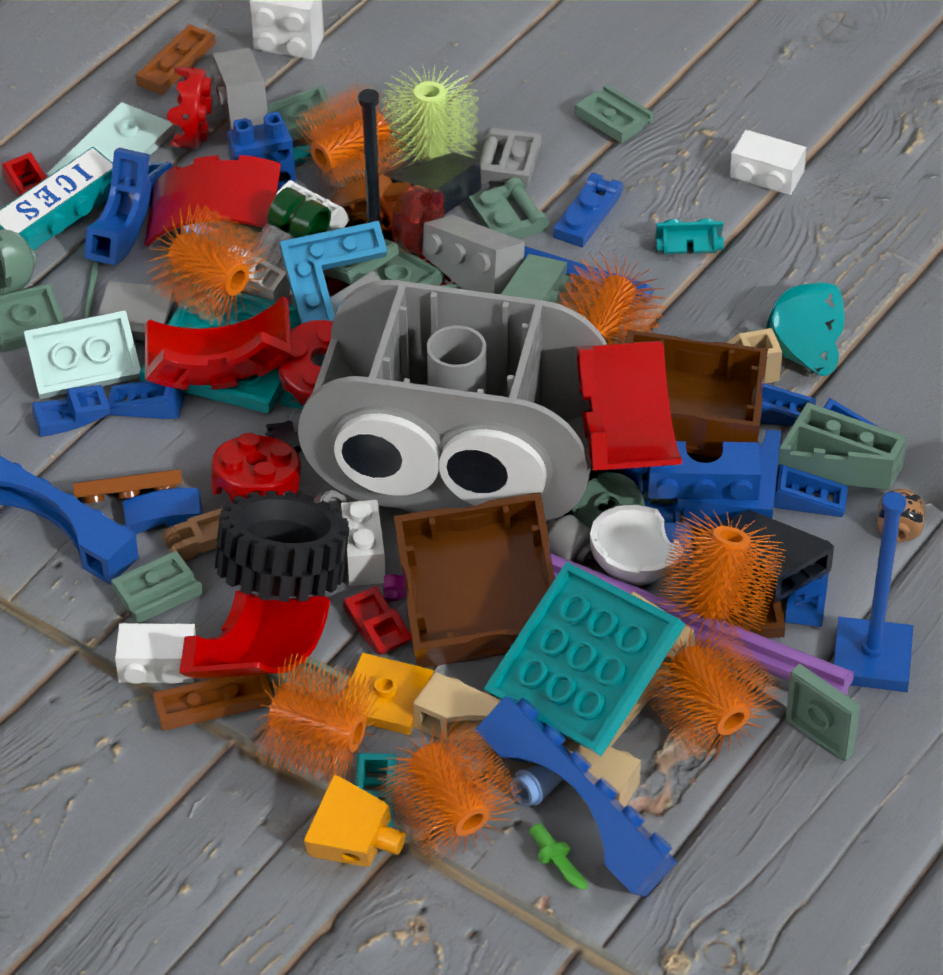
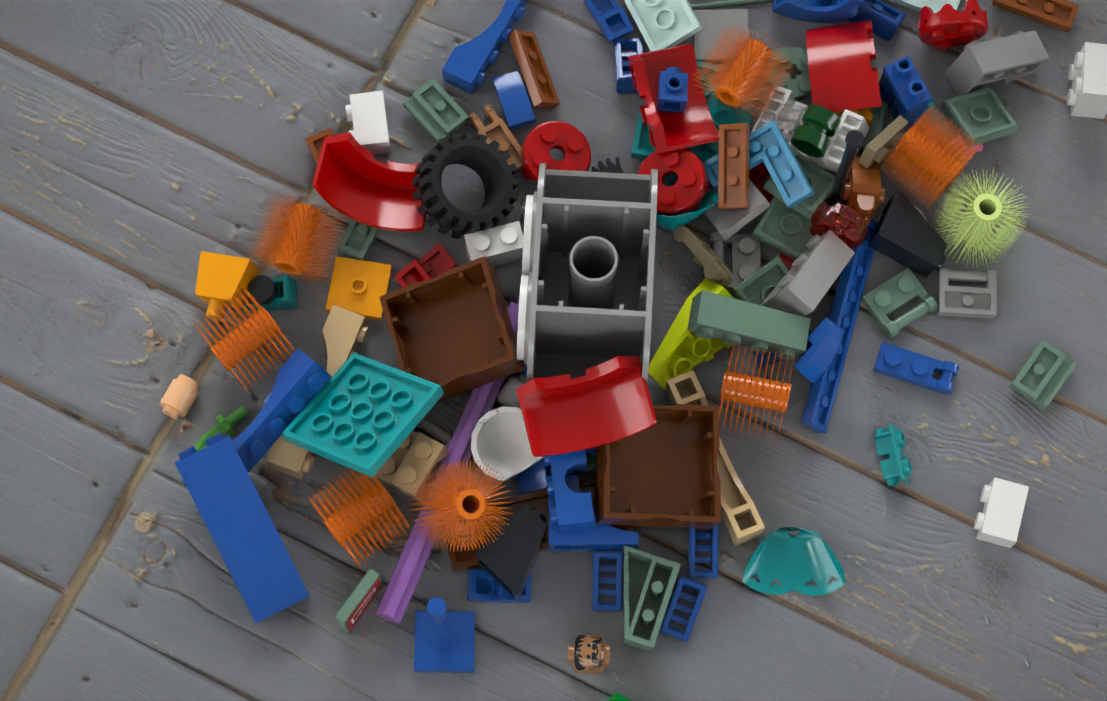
camera: 80 degrees right, 25 degrees up
(204, 338) = (670, 98): none -> blue brick
(312, 285) = (733, 166): none -> dark orange plate
(324, 172) = (883, 143): none -> dark tan plate
(367, 776) = (263, 289): none -> black tile
(506, 895) = (179, 396): none -> light nougat brick
(557, 251) = (825, 343): none -> blue slope
(713, 814) = (241, 527): none -> blue brick

